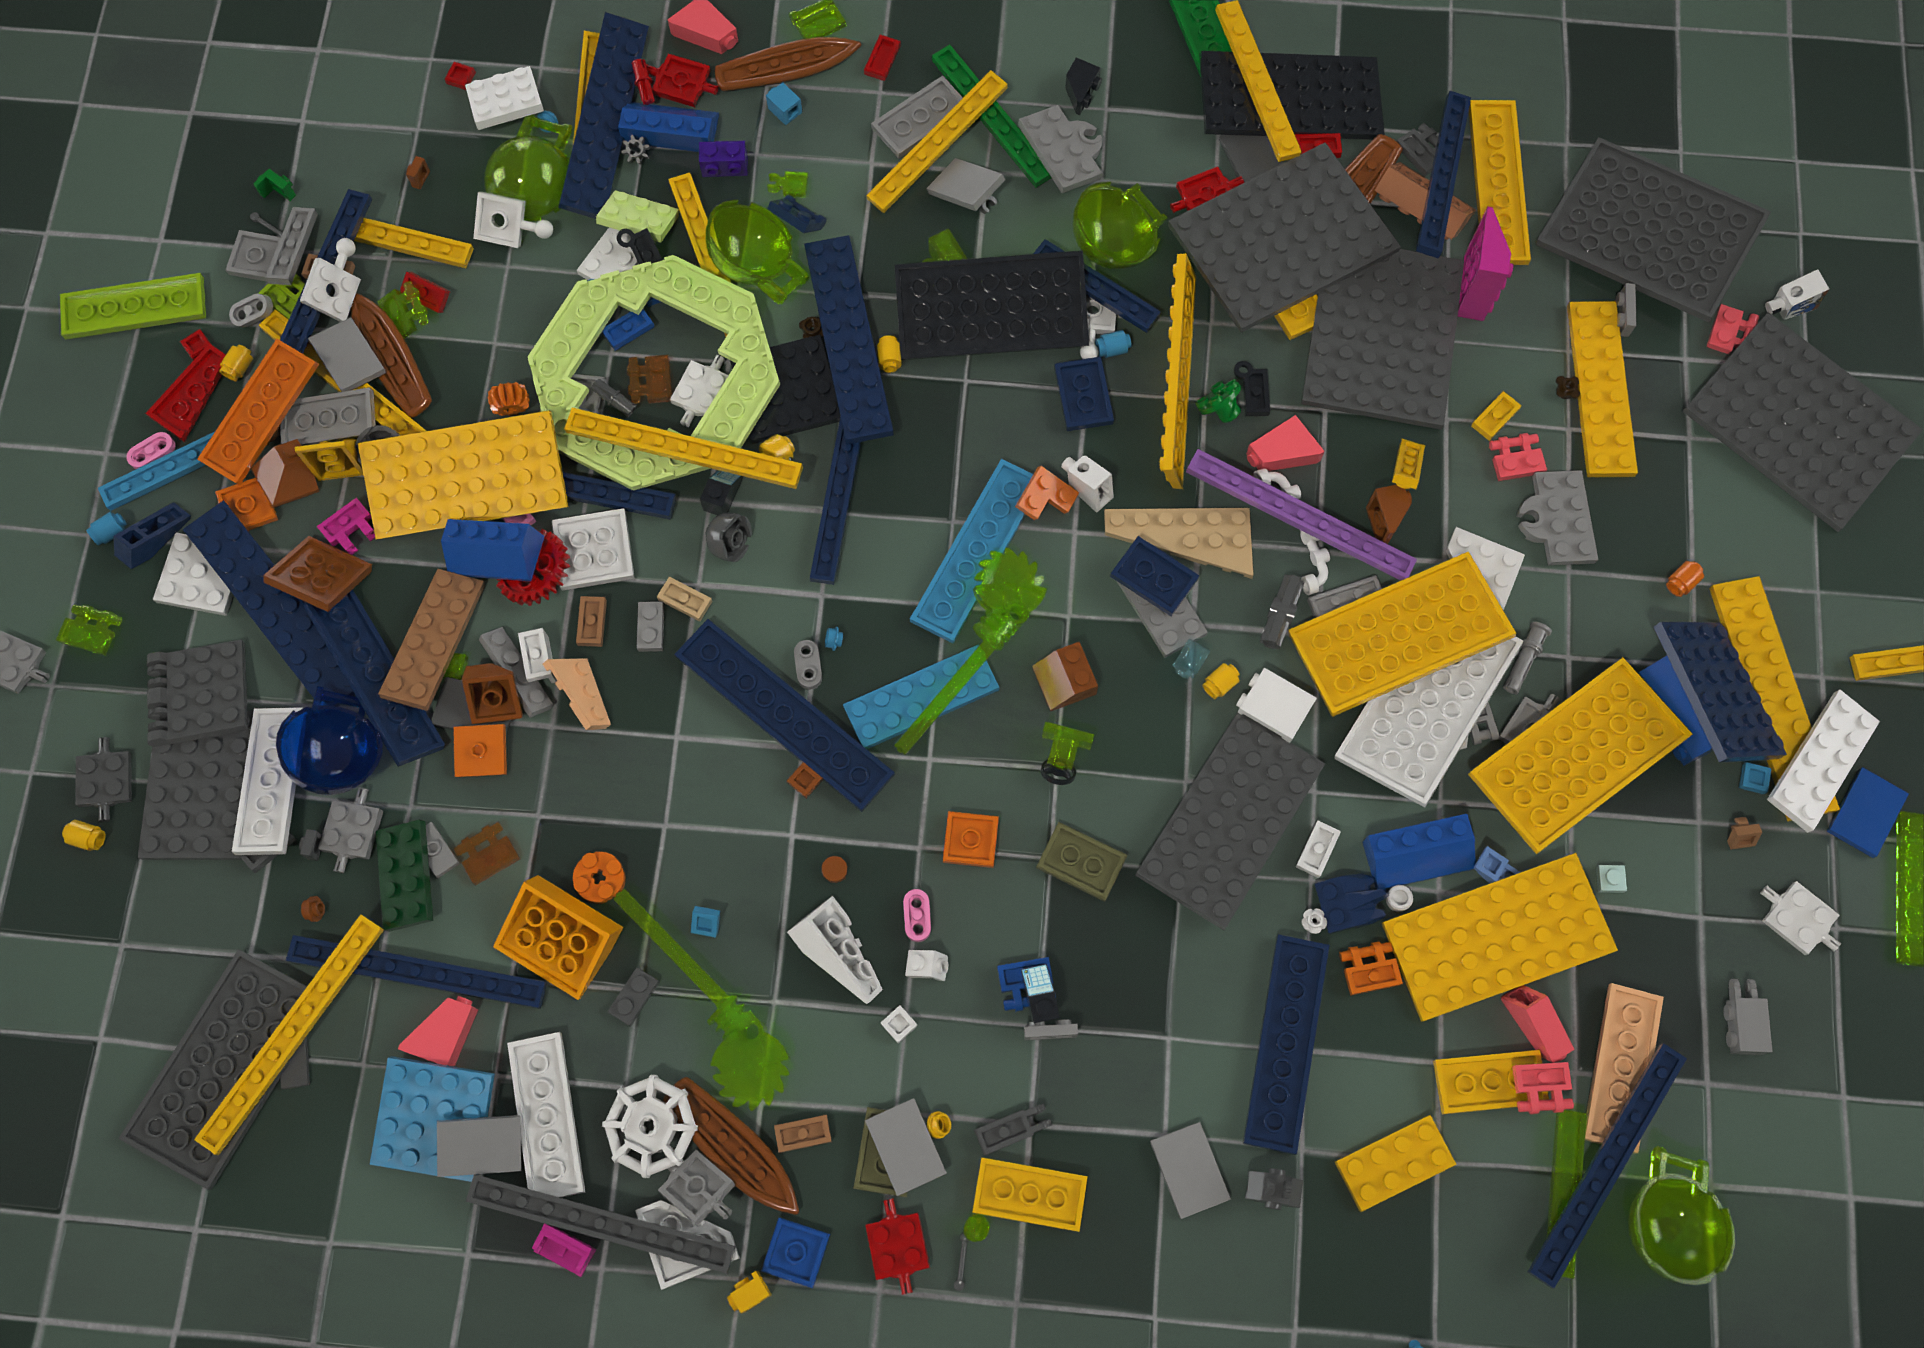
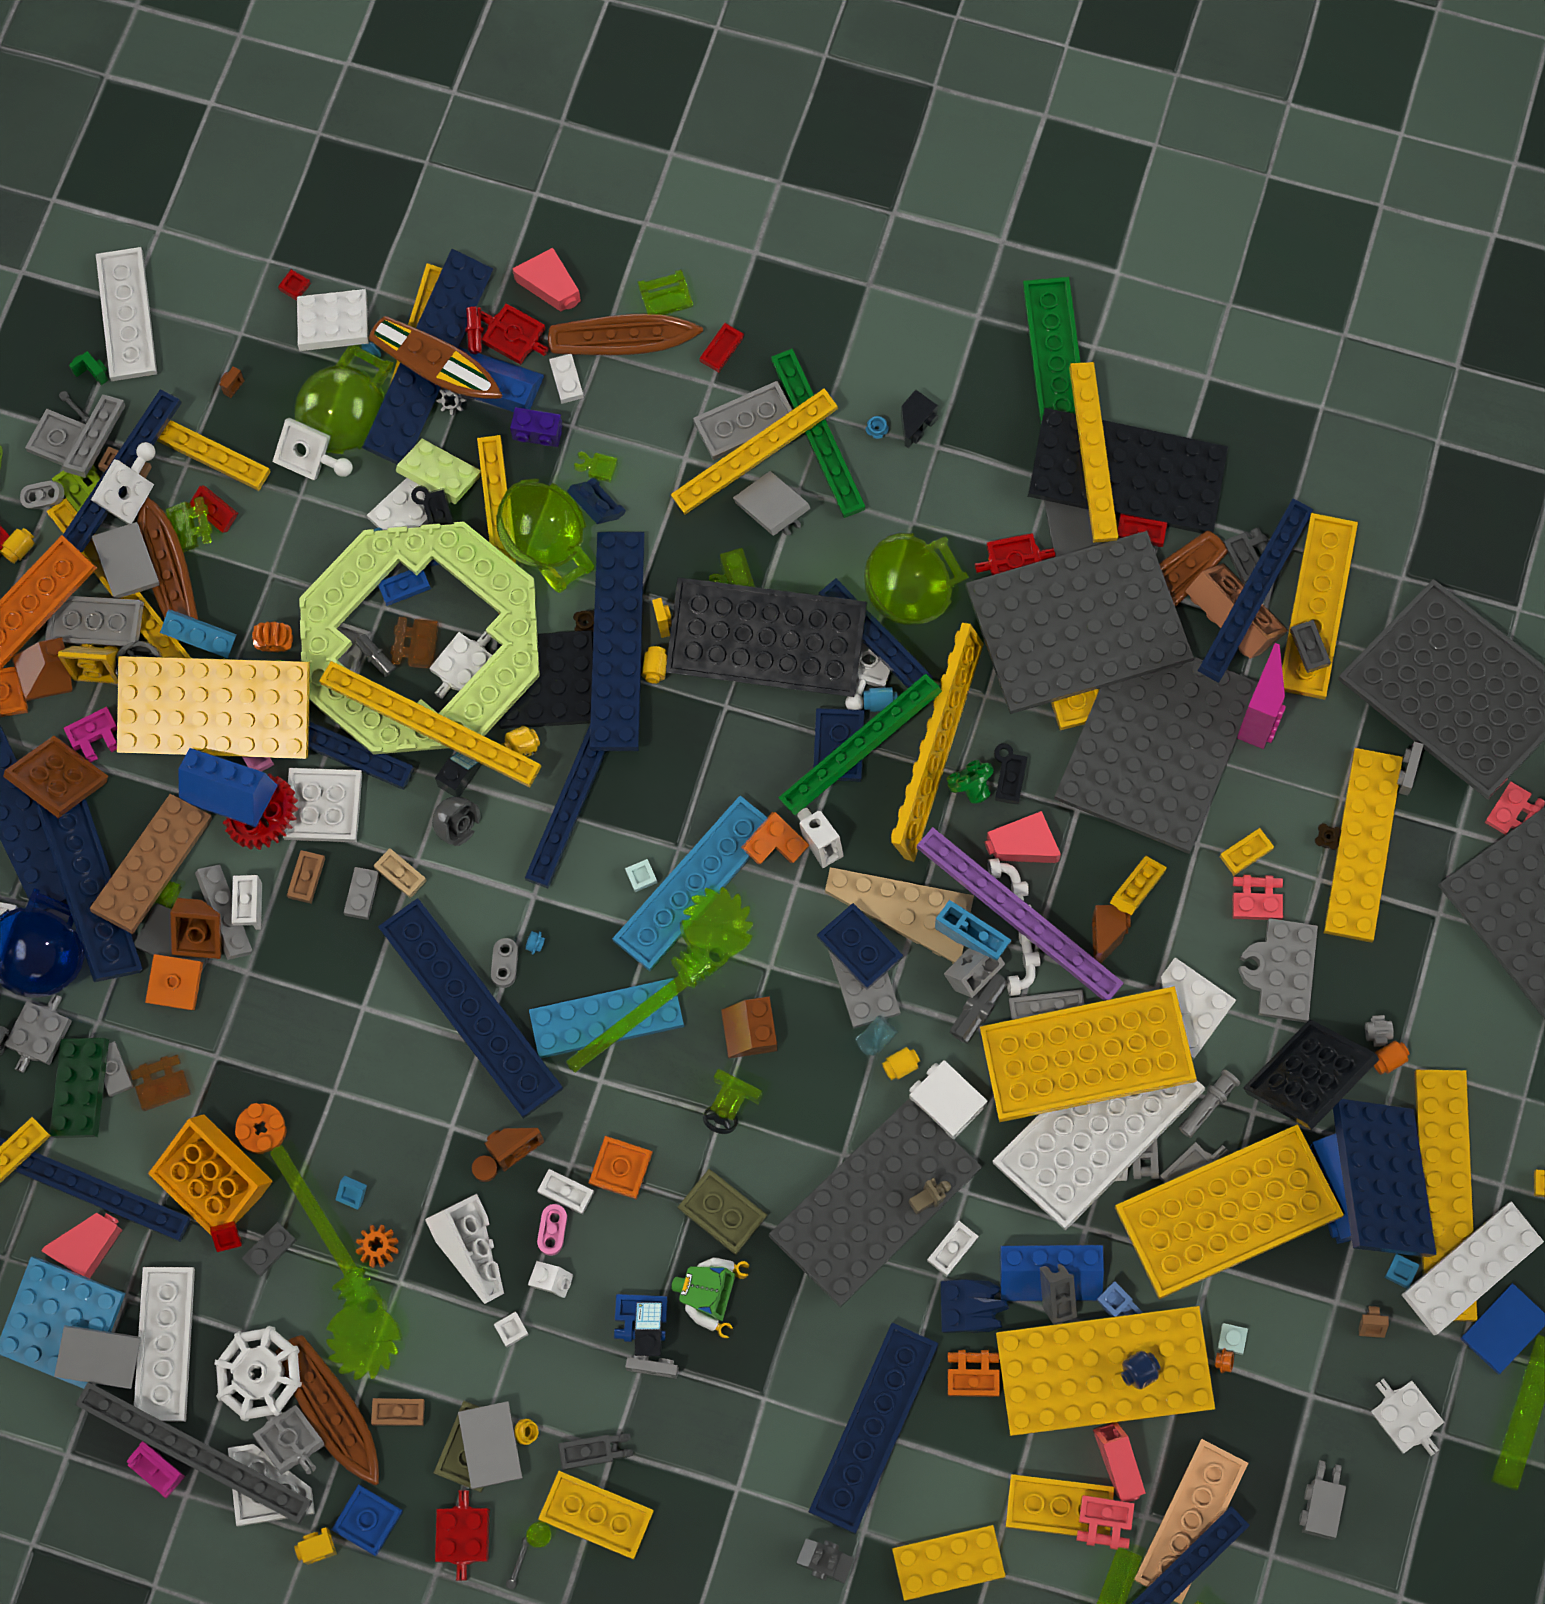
camera: 15 degrees right, 0 degrees up
(301, 130) = (126, 314): none -> white plate
(433, 409) = (198, 633): none -> dark azure plate
(579, 684) = (281, 939): light nougat wing -> none
(586, 993) = (225, 1236): none -> red tile
(611, 111) = (434, 359): none -> dark orange piece
(737, 963) = (372, 1238): none -> orange gear
(741, 111) = (566, 378): none -> white plate
(784, 103) = (610, 379): dark azure brick -> none
(804, 780) = (475, 1076): dark orange plate -> none
(858, 839) = (513, 1144): none -> dark orange slope
(886, 307) = (663, 617): none -> yellow plate
(921, 874) = (565, 1191): none -> white plate
(923, 553) = (641, 875): none -> light aqua plate
(1046, 95) = (881, 423): none -> dark azure plate
(1063, 147) = (881, 482): light grey plate -> none
(1088, 943) = (707, 1291): none -> bright green torso
(1107, 386) = (860, 744): none -> green plate
(1190, 1170) = (752, 1526): light grey tile -> none
(1260, 538) = (970, 931): none -> dark azure slope
(1270, 575) = (972, 972): none -> light grey brick
(1286, 800) = (930, 1195): none -> dark tan piece
(1314, 927) = (929, 1323): white plate -> none
(1399, 898) = (1020, 1313): white tile -> none
(1435, 870) = (1058, 1294): none -> dark grey hinge
(1507, 215) = (1310, 646): none -> dark grey plate
(1539, 927) = (1140, 1369): none -> dark blue head
(1611, 901) = (1225, 1361): none -> orange plate
(1622, 607) = (1311, 1074): none -> black plate
(1668, 555) = (1379, 1030): none -> light grey gear

